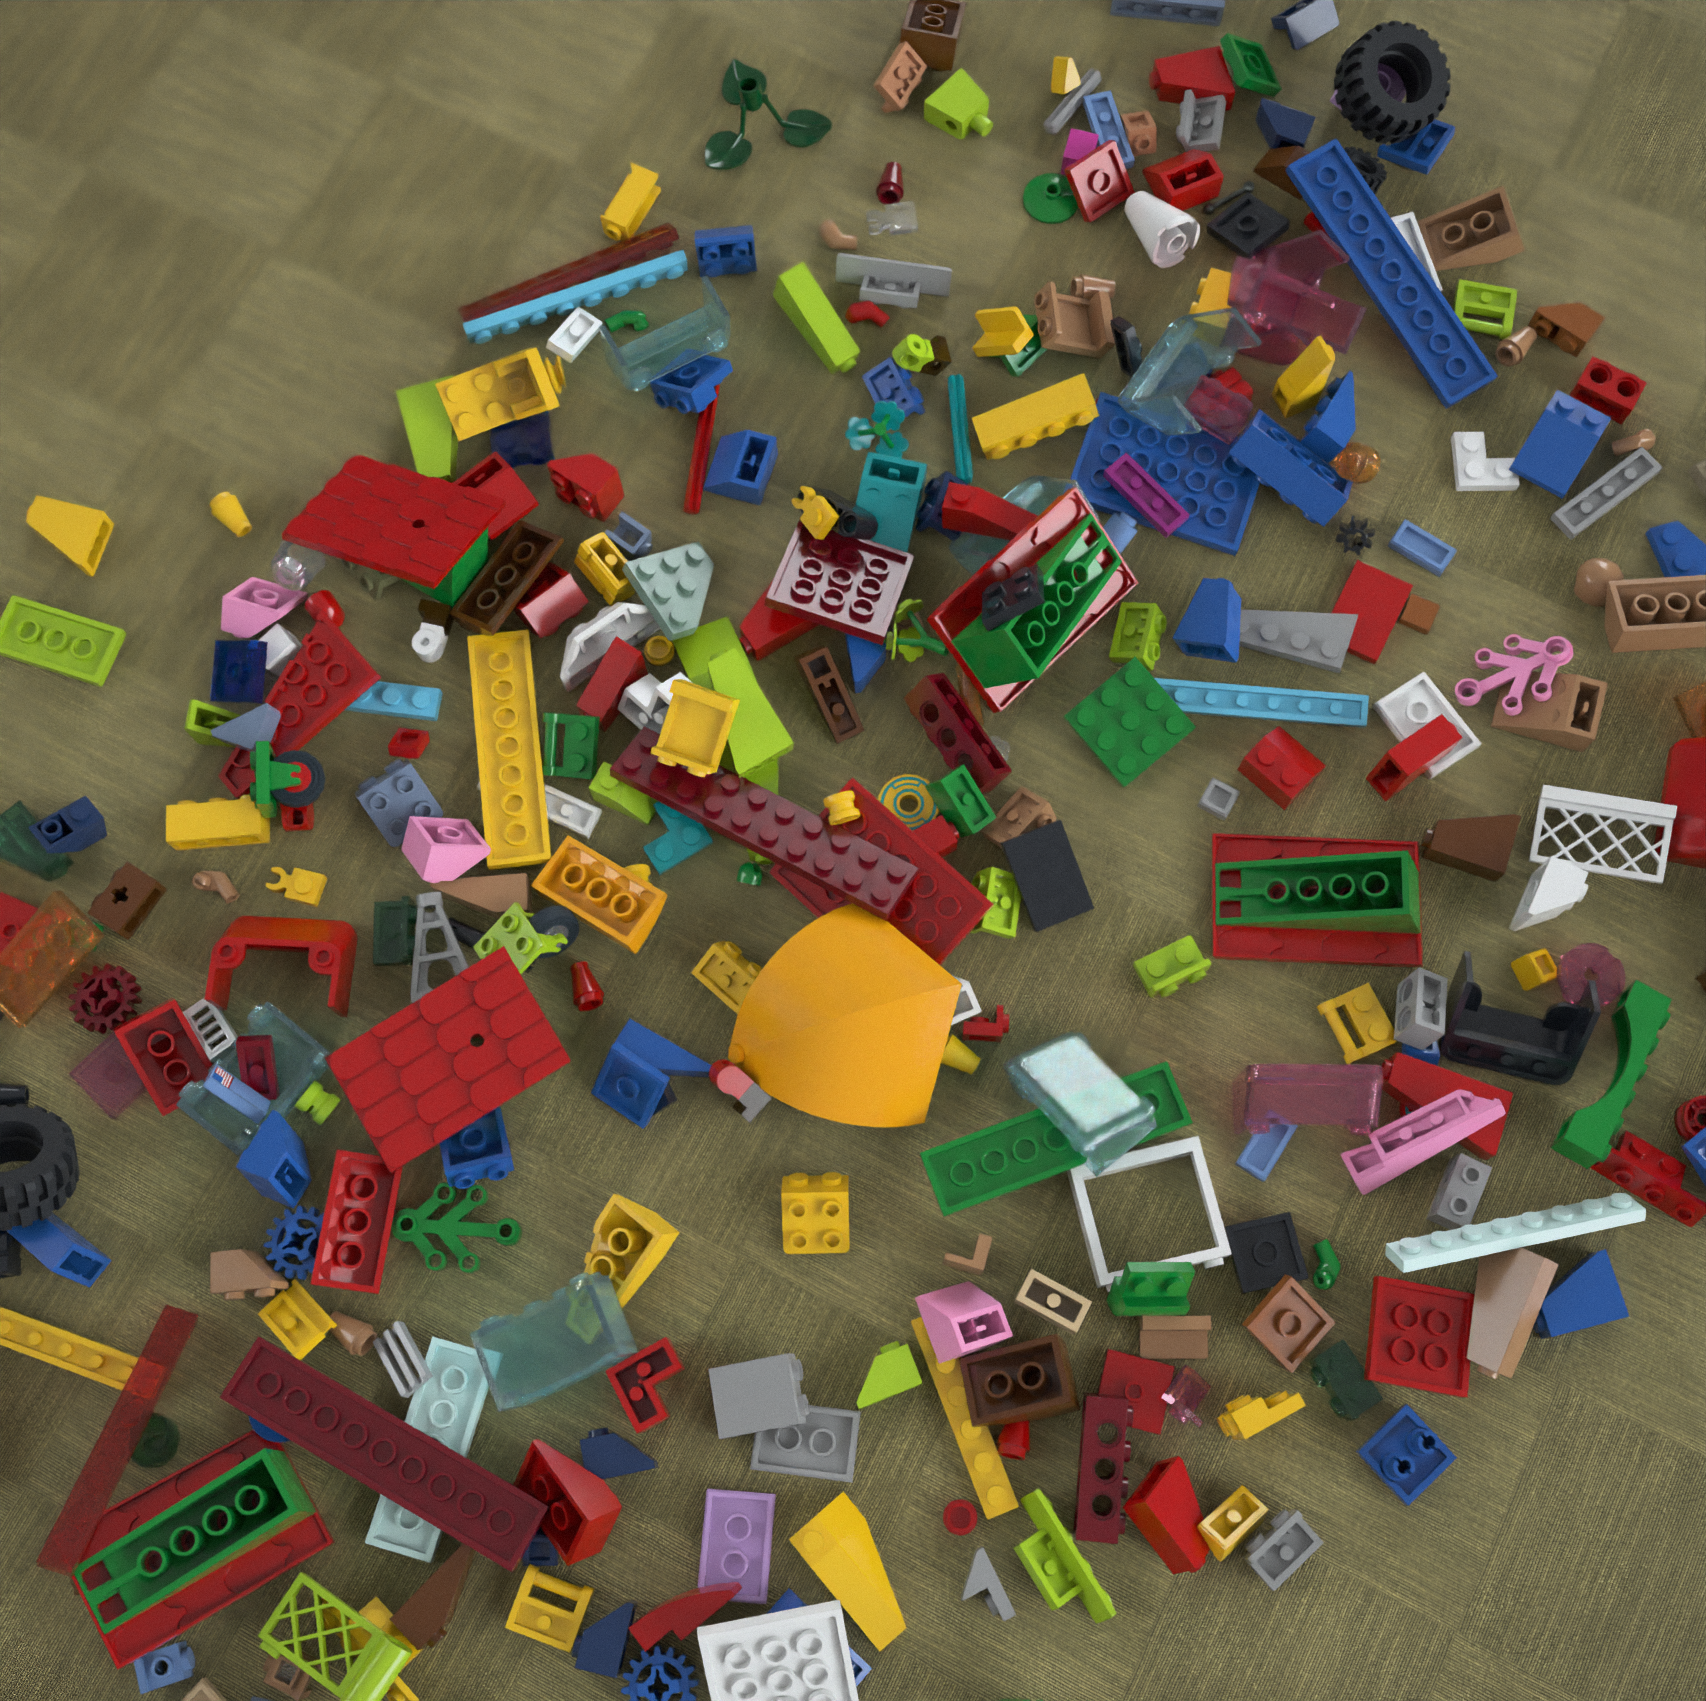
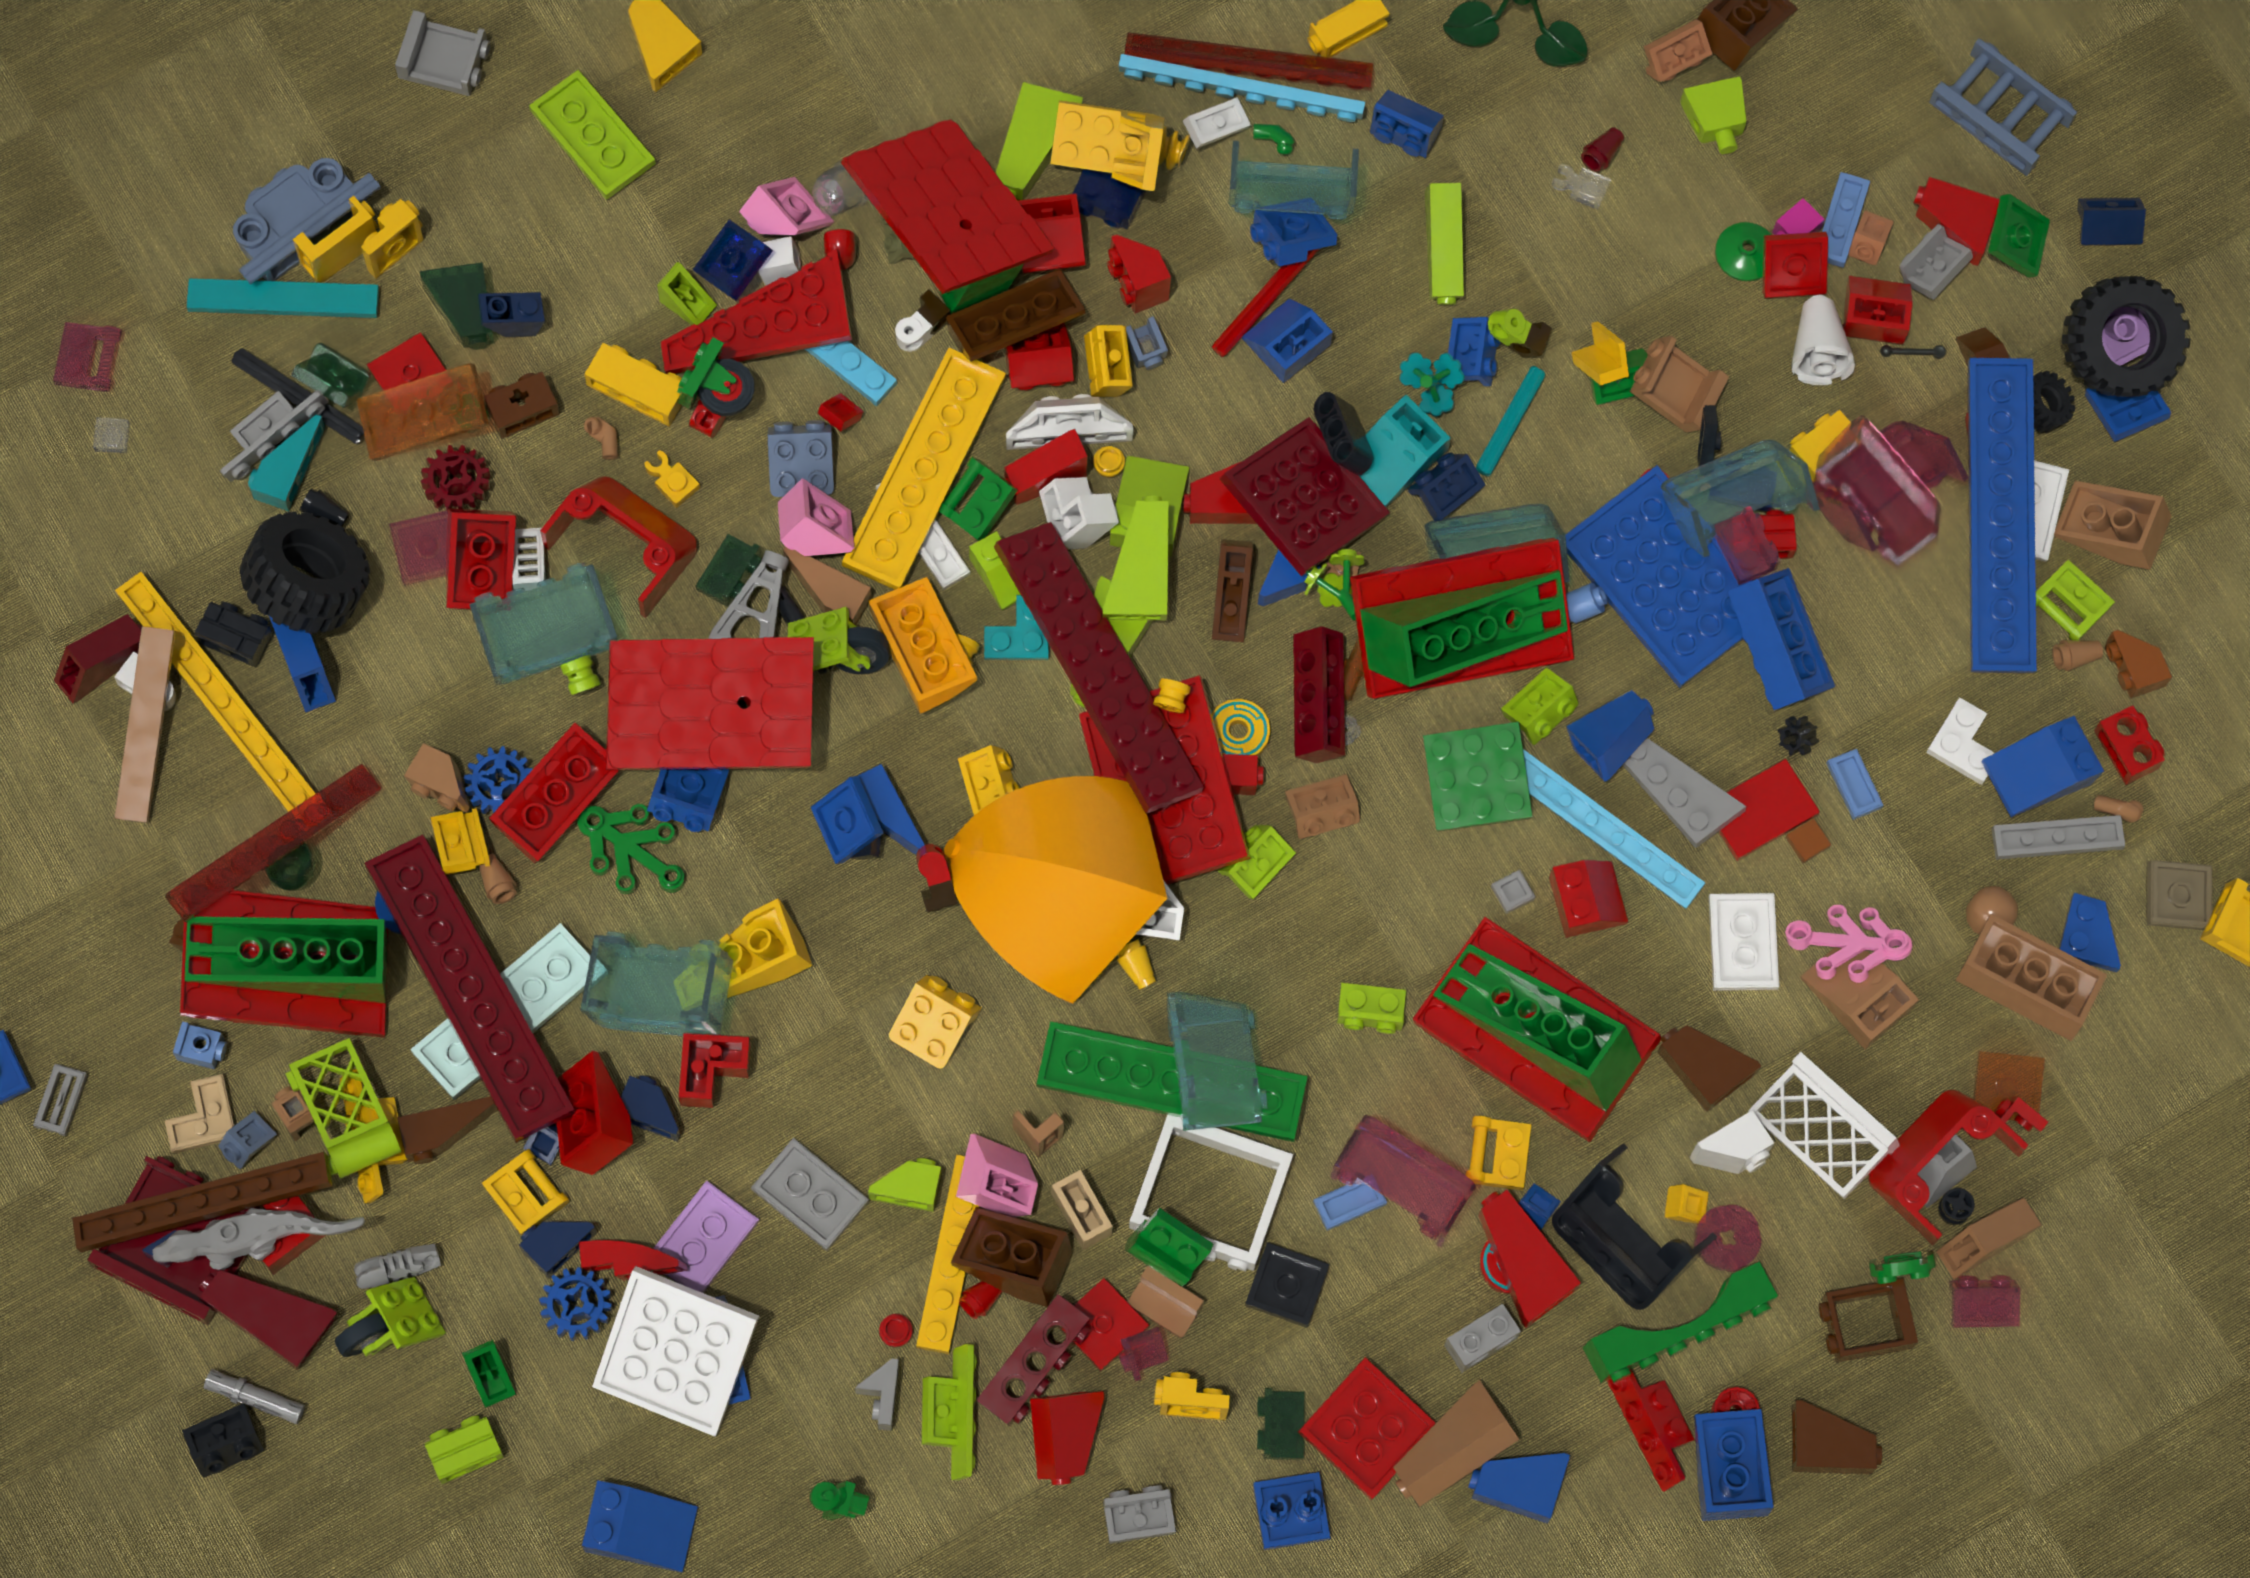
camera: 25 degrees right, 0 degrees up
(230, 513) = (809, 107): yellow cone -> none
(236, 1094) = (520, 626): medium blue tile -> none
(250, 727) = (712, 319): sand blue slope -> none
(258, 1064) = (549, 615): dark red plate -> none
(276, 1162) = (519, 703): blue slope -> none
(391, 1364) = (513, 926): light grey tile -> none
(585, 988) = (860, 717): red cone -> none
(673, 587) = (1155, 412): plate -> none
(695, 728) = (1090, 551): yellow panel -> none
(750, 874) = (1061, 705): green hinge -> none
(758, 1395) = (794, 1131): light grey panel -> none
(818, 513) = (1323, 425): yellow plate -> none
(835, 239) = (1516, 170): medium nougat arm -> none
(847, 1561) = (784, 1299): yellow wedge -> none
(866, 310) = (1497, 258): red arm -> none
(892, 280) = (1539, 245): light grey bracket -> none
(961, 801) = (1282, 755): green panel -> none
(981, 1030) = (1172, 958): red bracket -> none
(982, 513) = (1469, 512): red slope -> none
(1012, 597) = (1432, 603): black plate -> none
(1035, 417) = (1580, 453): yellow brick -> none
(1047, 875) = (1315, 863): black tile -> none
(1064, 75) = (1835, 142): yellow slope -> none
(1072, 102) = (1829, 169): light grey axle -> none
(1087, 286) = (1717, 358): medium nougat cone -> none
(1146, 495) = (1629, 584): magenta plate -> none
(1232, 1522) = (1112, 1470): yellow slope -> none
(1248, 226) = (1906, 390): black plate -> none
(1283, 125) = (2011, 317): dark blue slope -> none
(1288, 1323) = (1265, 1349): dark orange plate -> none
(1304, 379) = (1846, 567): yellow slope -> none
(1328, 1267) = (1332, 1330): green arm -> none
(1335, 421) = (1850, 623): blue slope -> none
(1357, 462) = (1846, 671): clear orange head -> none
(1413, 757) = (1705, 958): red slope -> none
(1419, 1137) = (1474, 1268): bright pink wedge -> none
(1420, 1009) = (1555, 1170): light grey brick -> none
(1514, 1232) = (1512, 1396): light aqua plate -> none

